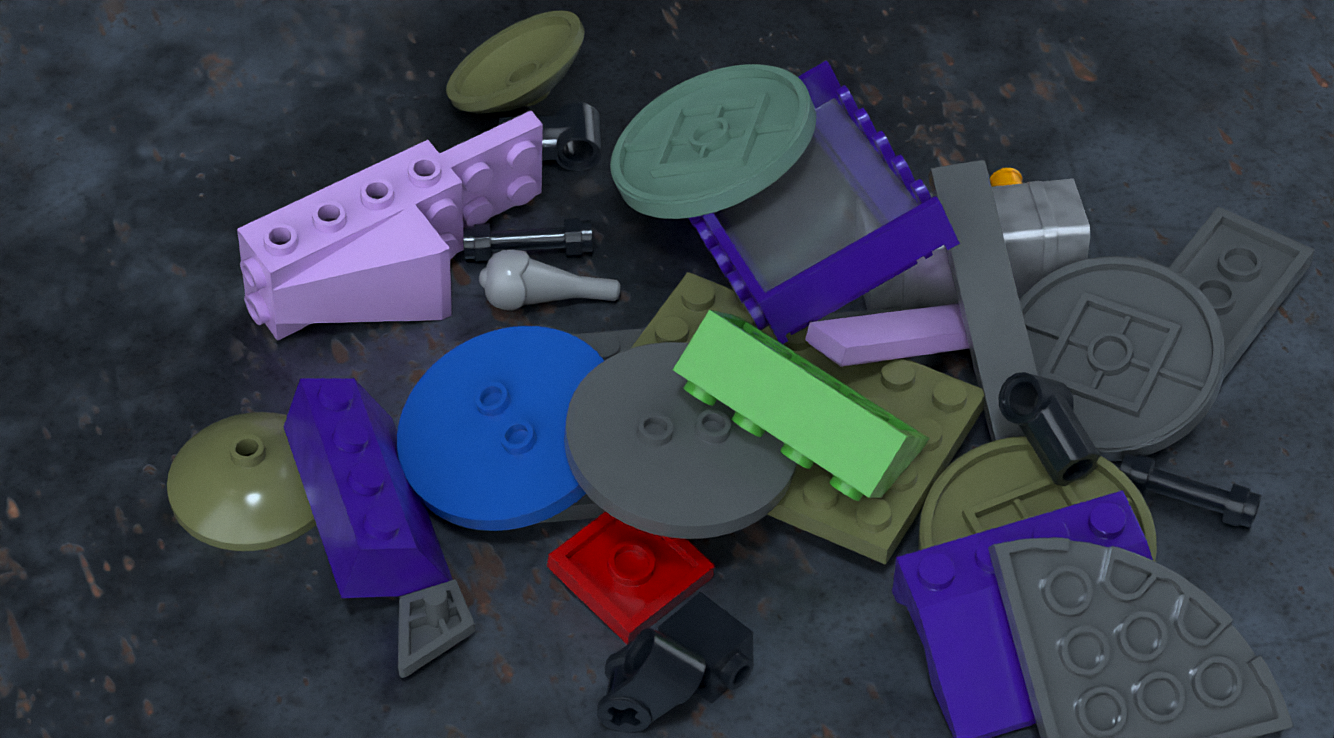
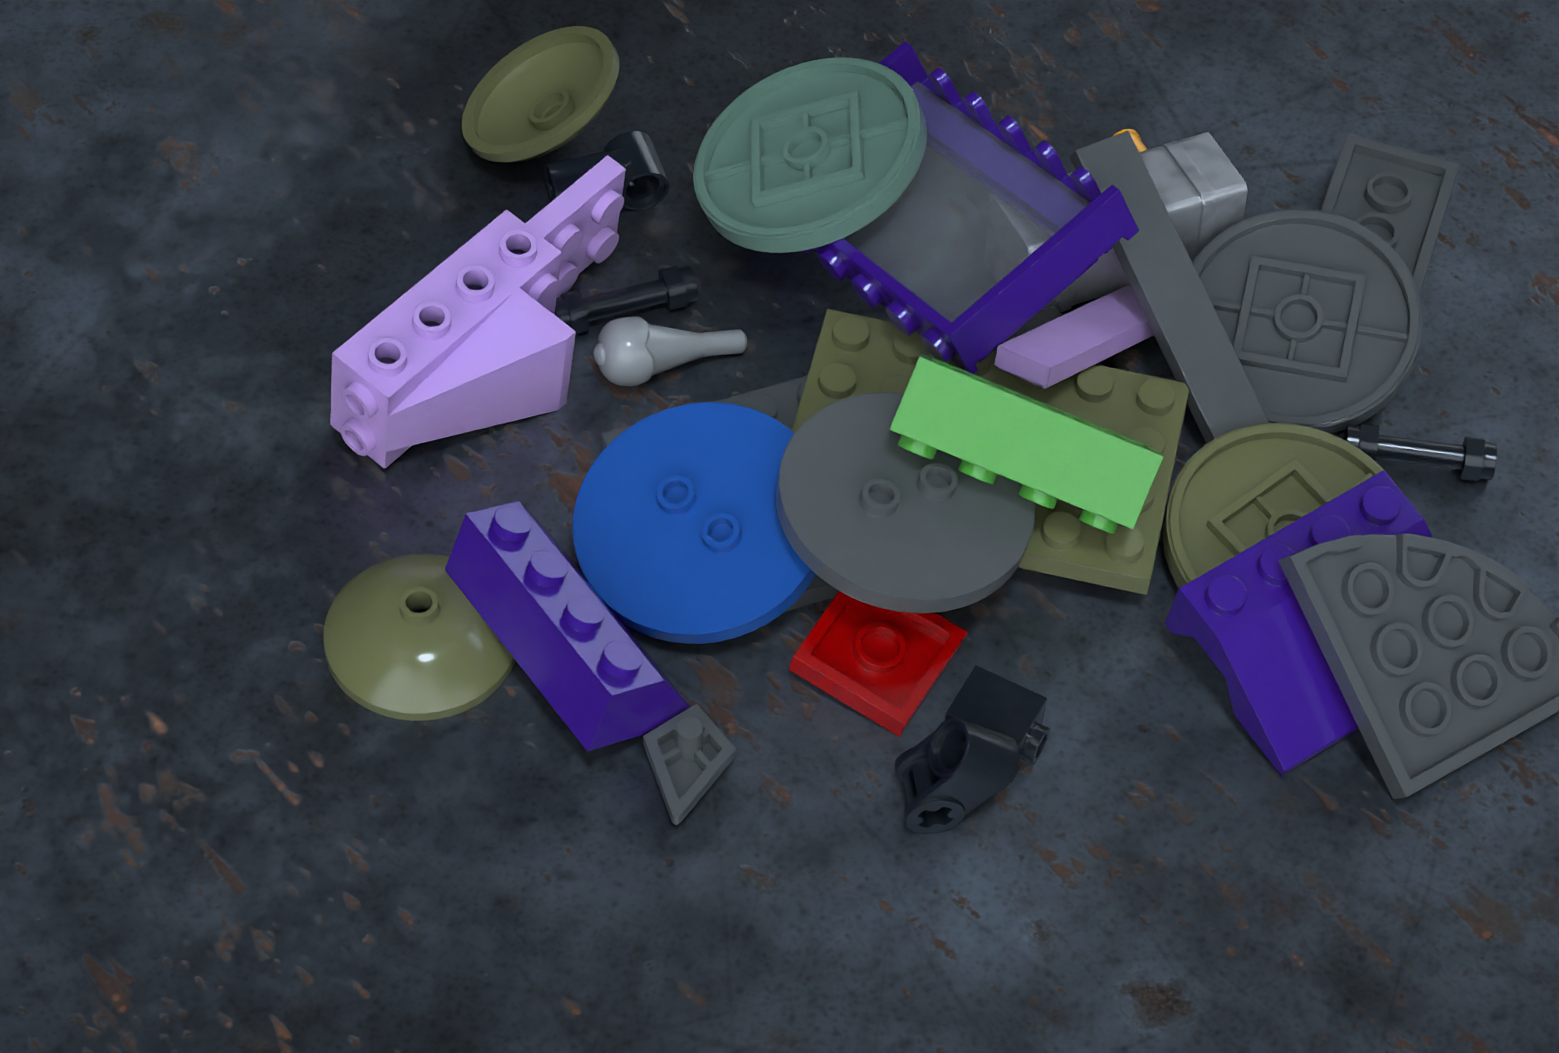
camera: 20 degrees left, 5 degrees up
(1050, 426) = (1279, 415): black piece -> none

